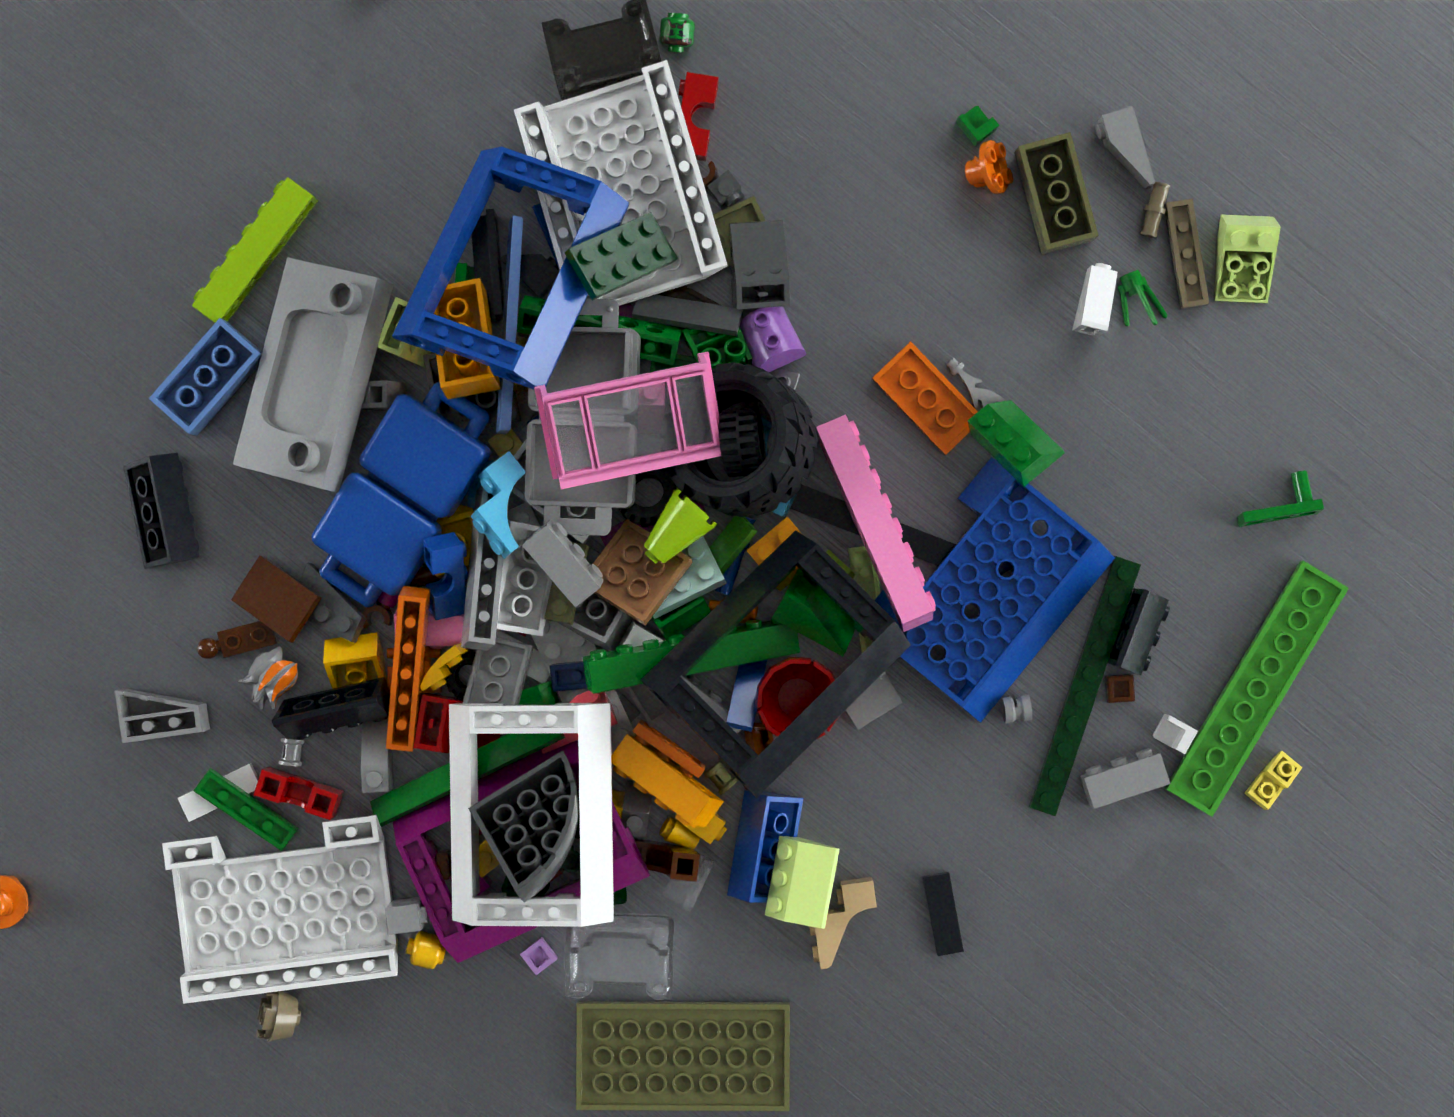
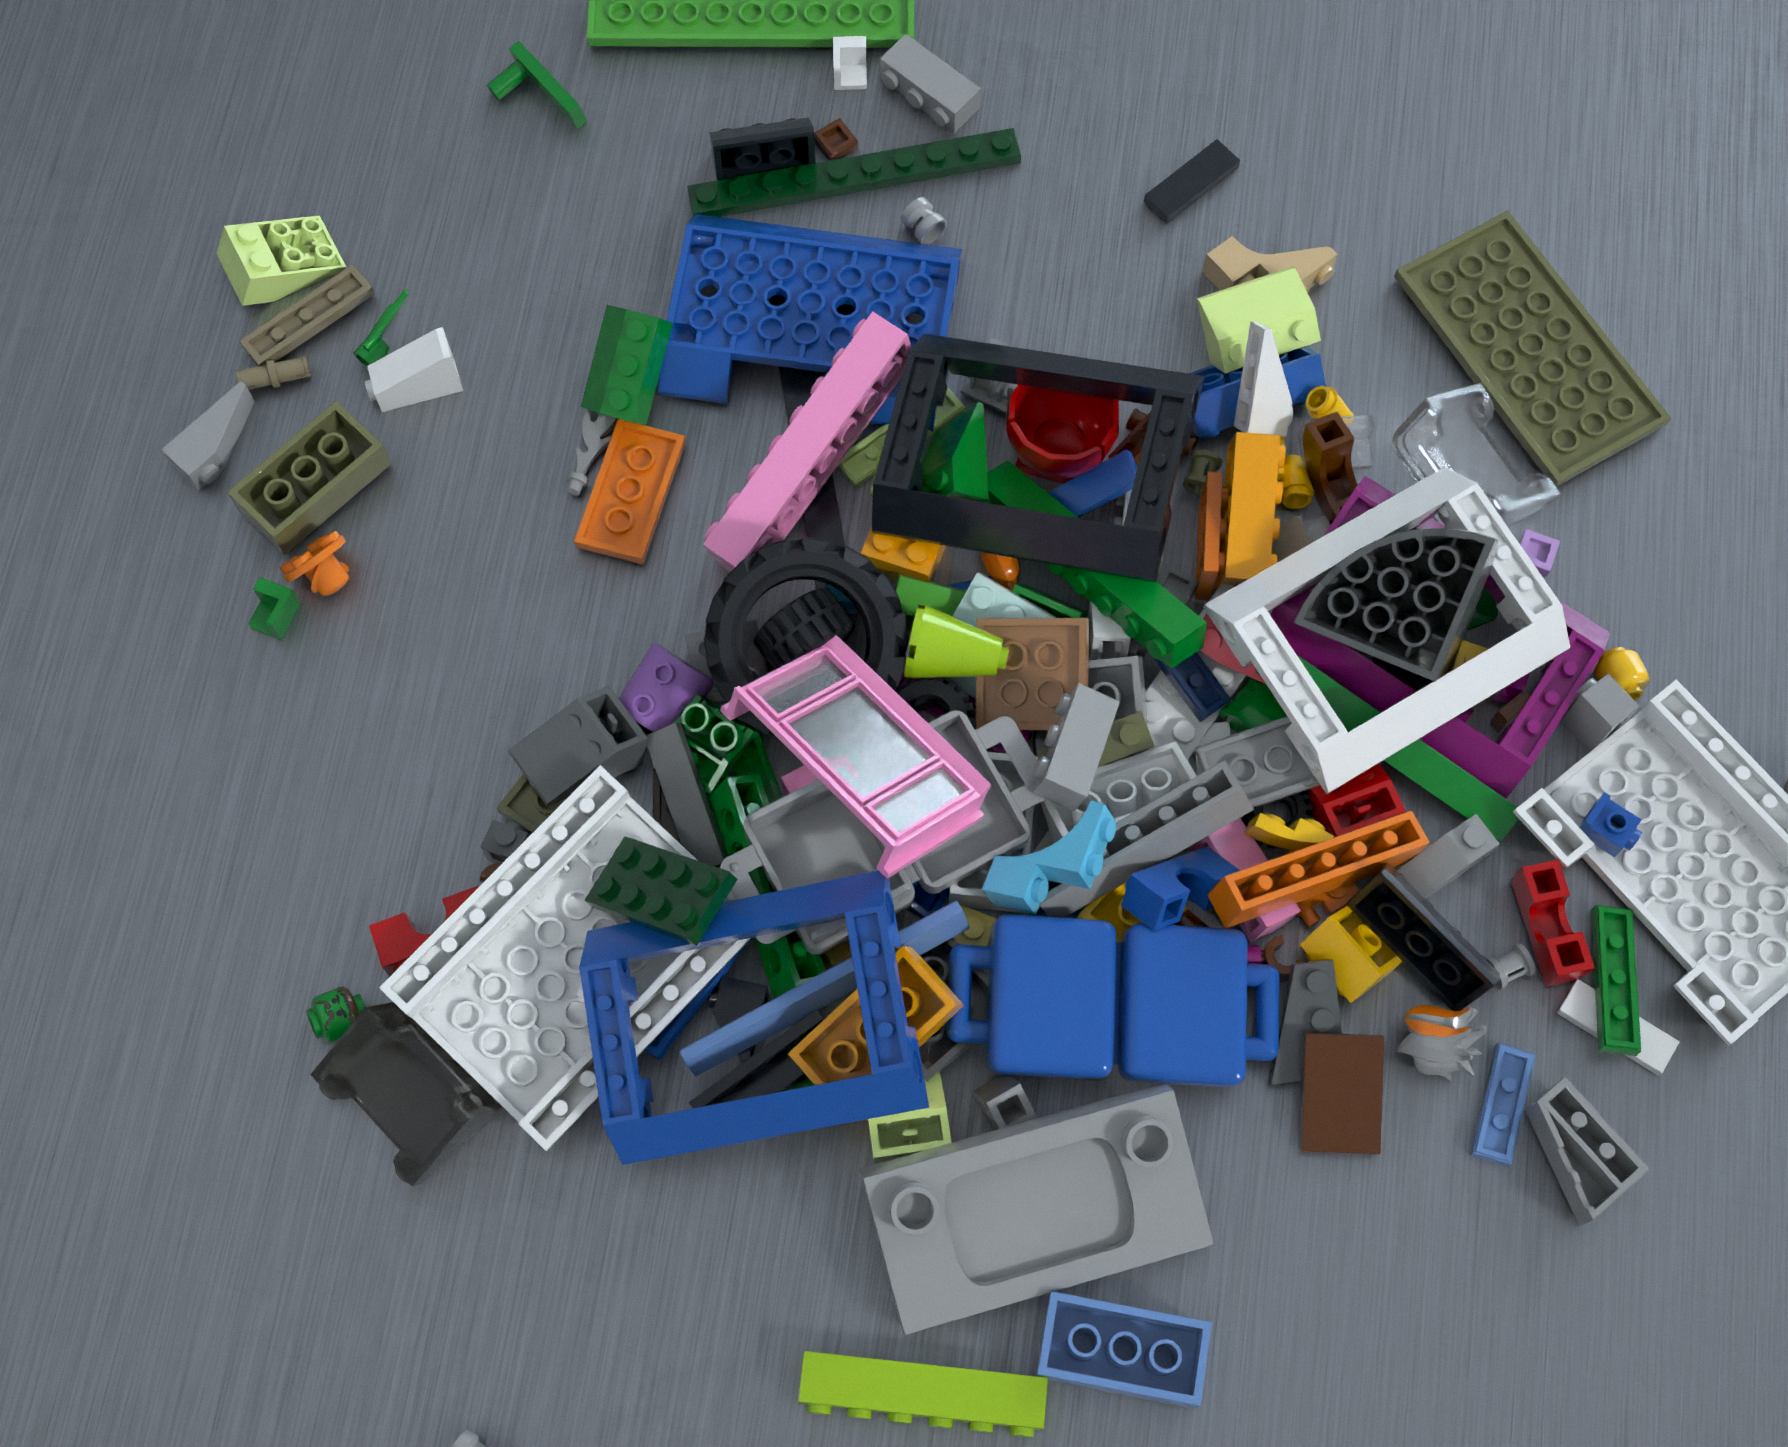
camera: 120 degrees left, 20 degrees down
(161, 510) = (1331, 1312): black slope -> none
(217, 693) = (1503, 1104): none -> medium blue tile
(237, 640) = (1424, 1115): reddish brown plate -> none
(342, 866) = (1601, 832): none -> blue brick
(716, 887) = (1325, 401): none -> yellow cone
(738, 842) = (1263, 396): none -> white slope

